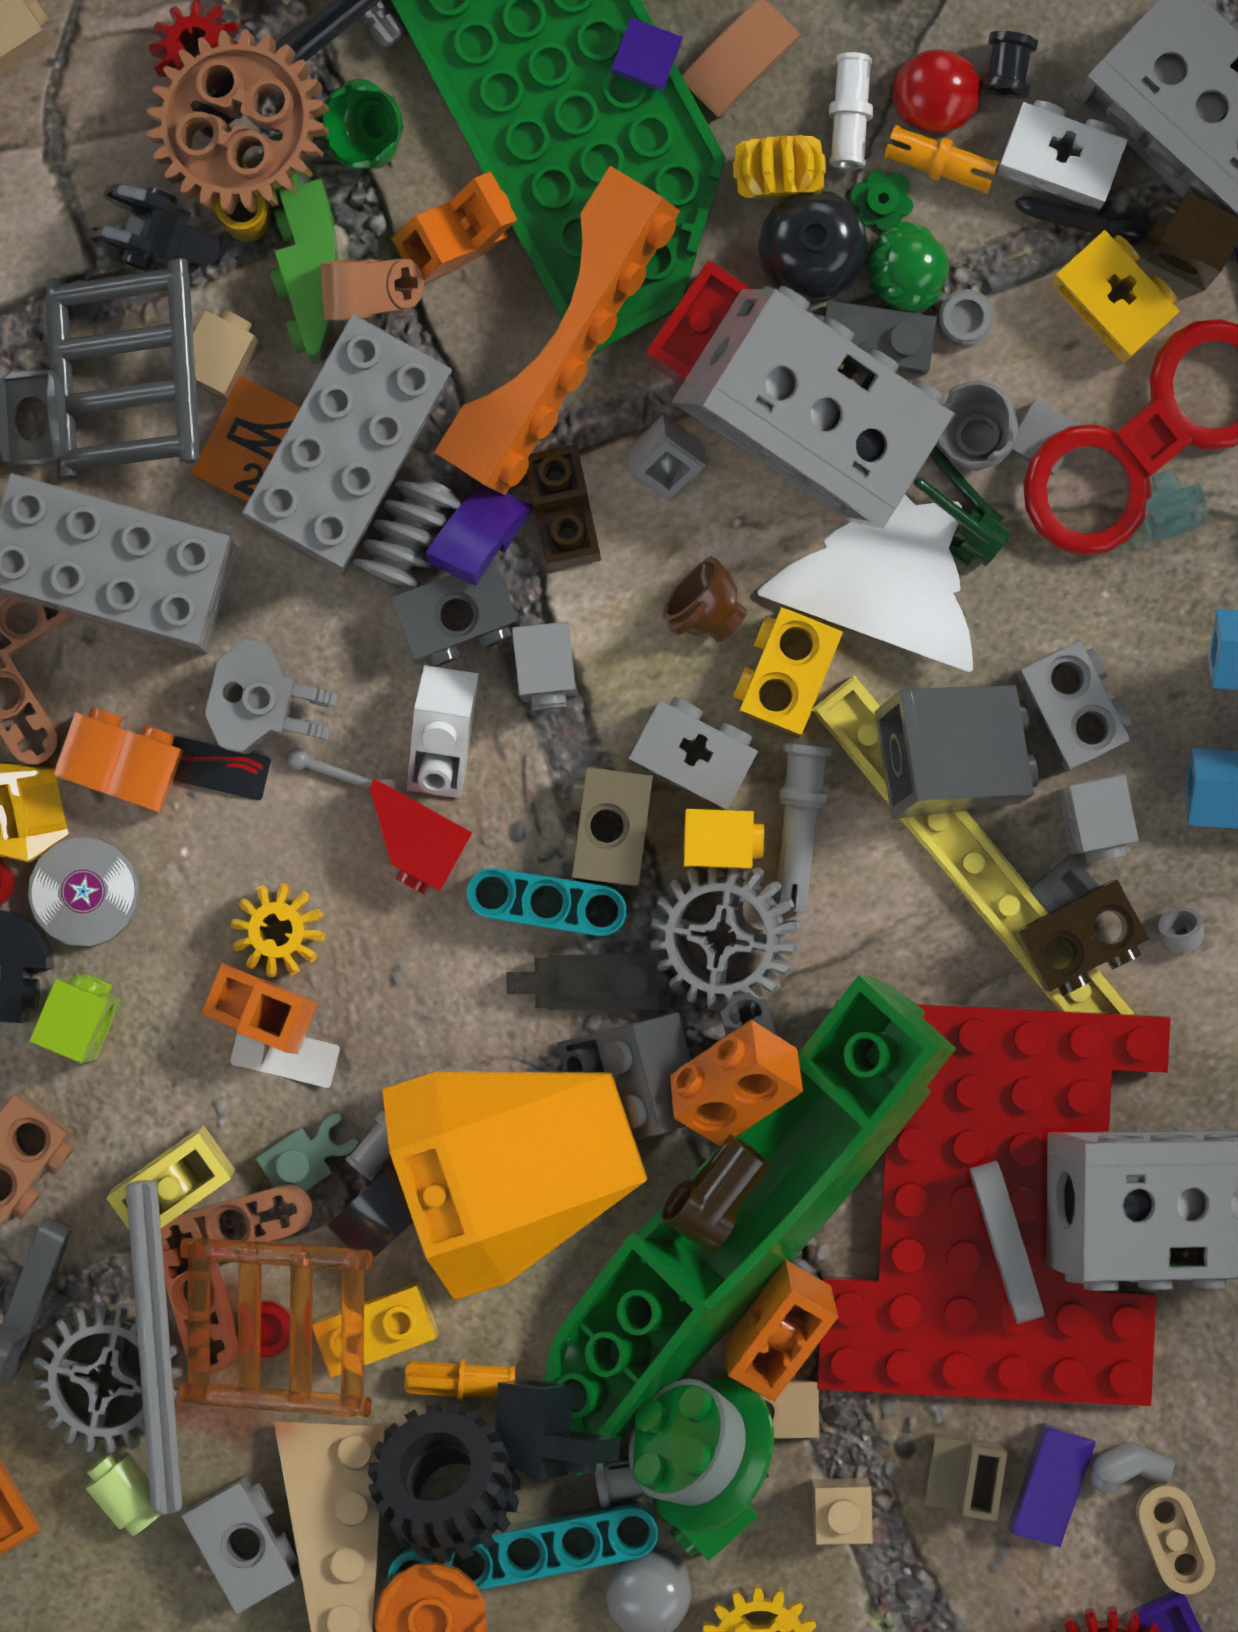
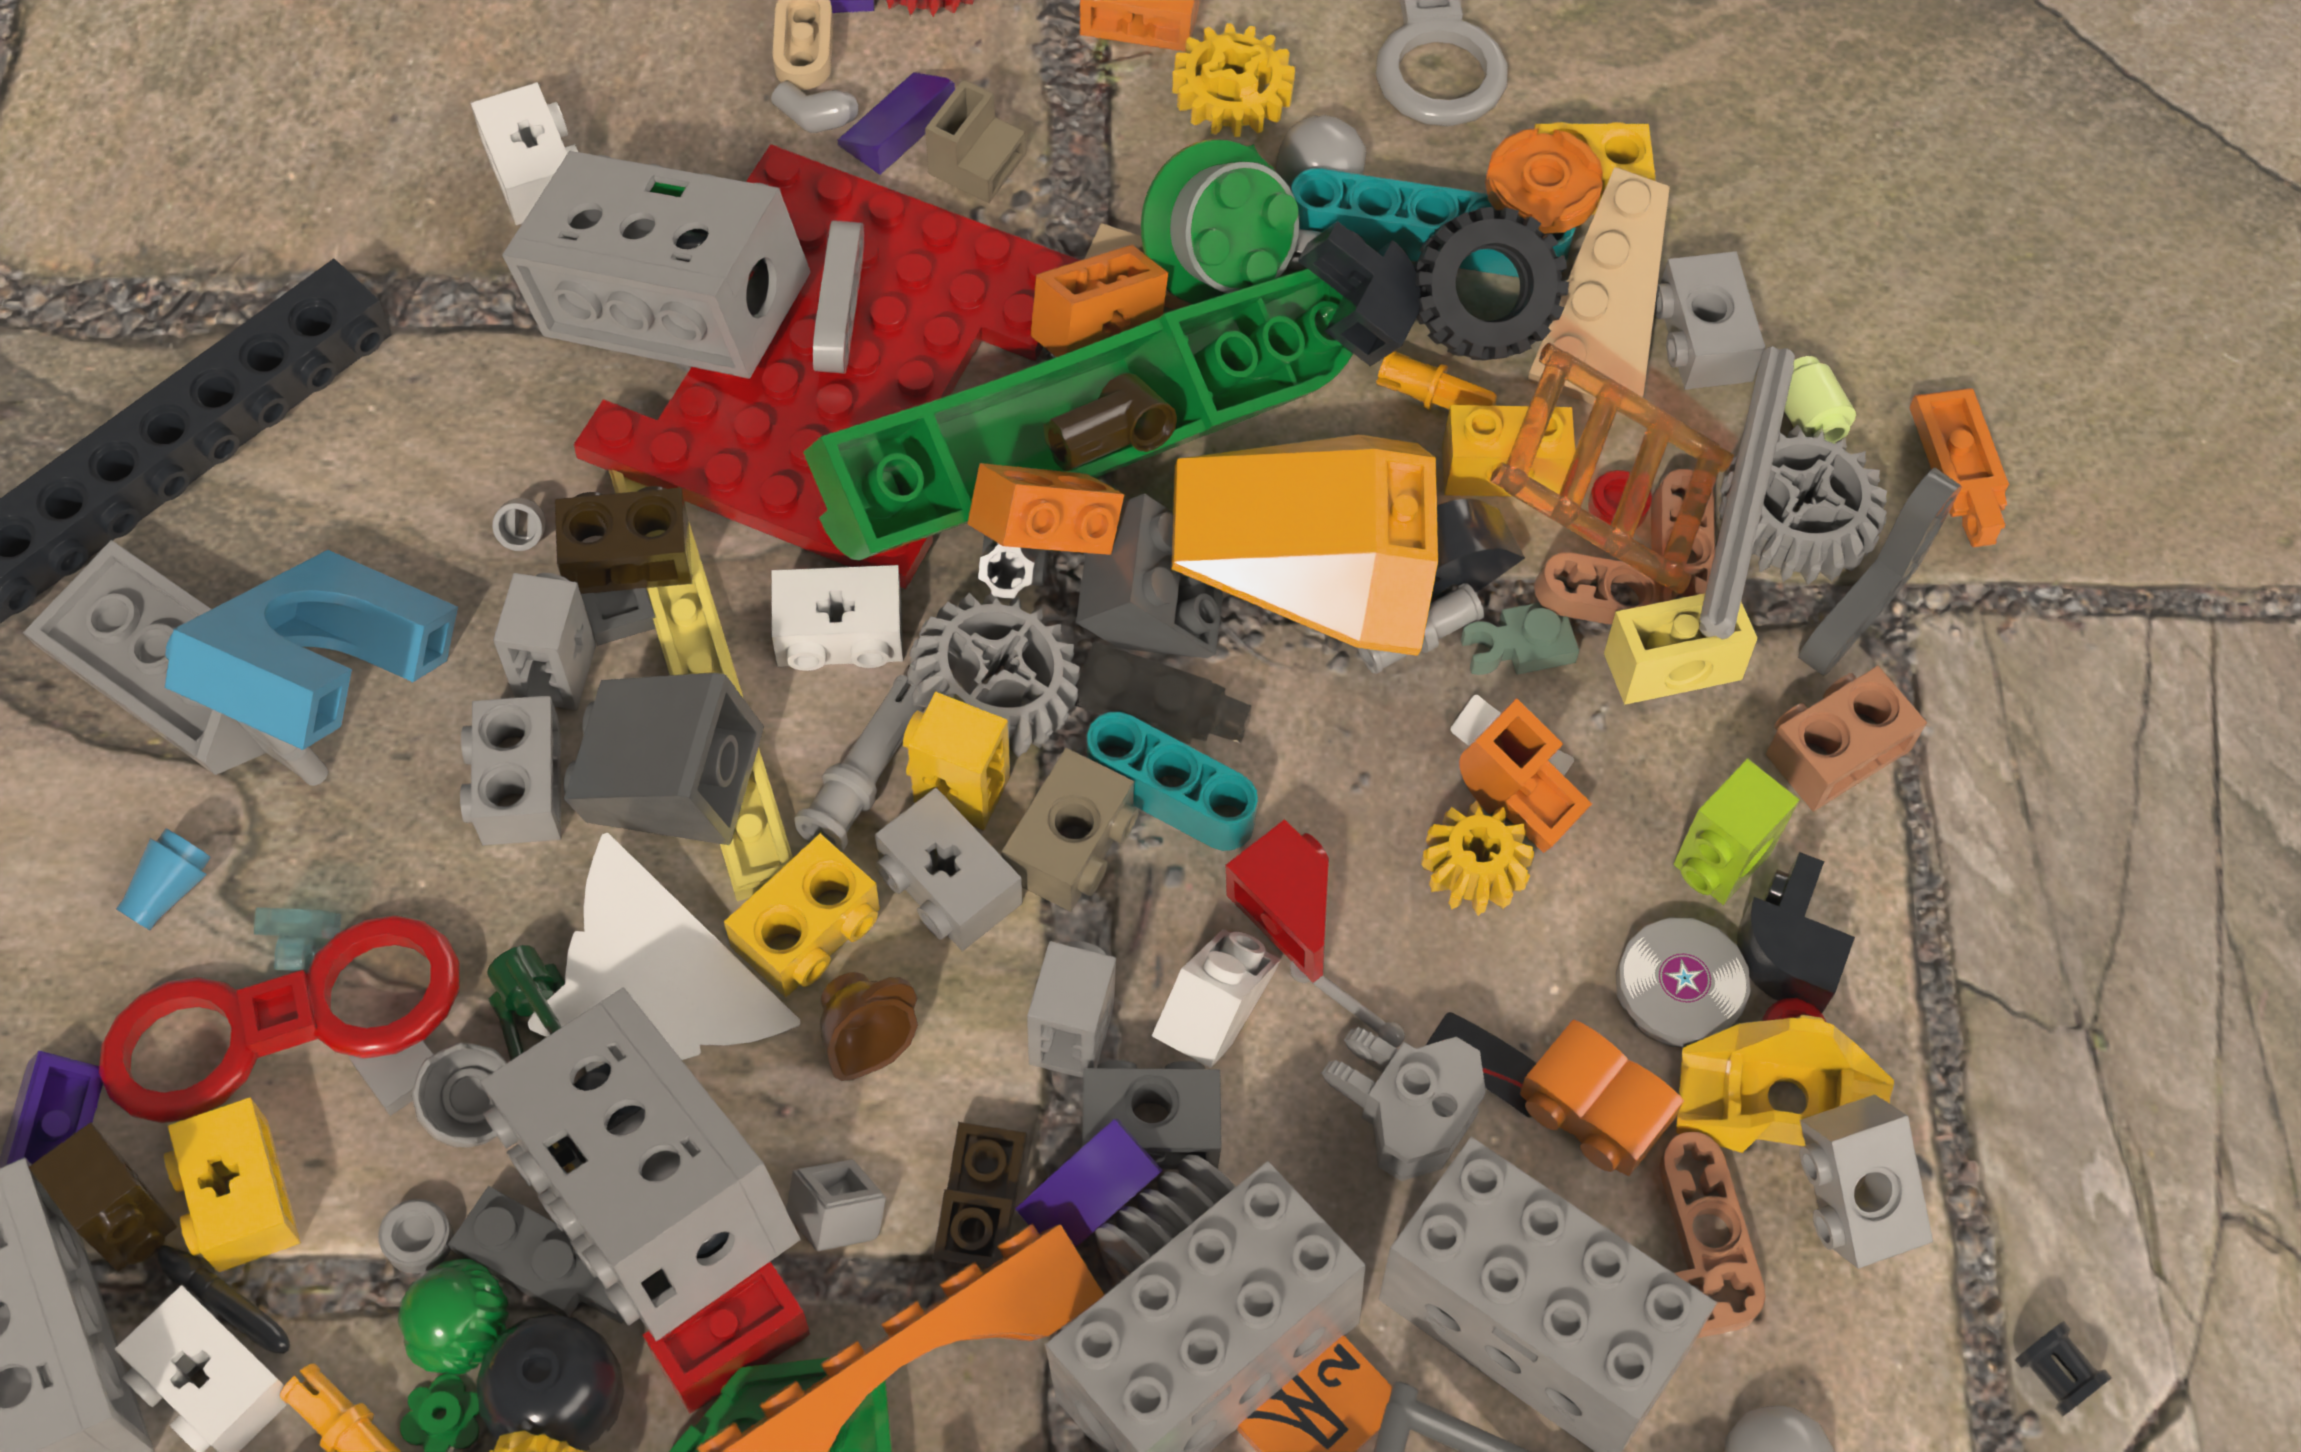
camera: 165 degrees left, 25 degrees down
(842, 1511) = (1106, 153): tan brick -> none
(911, 943) = (812, 599): none -> white brick

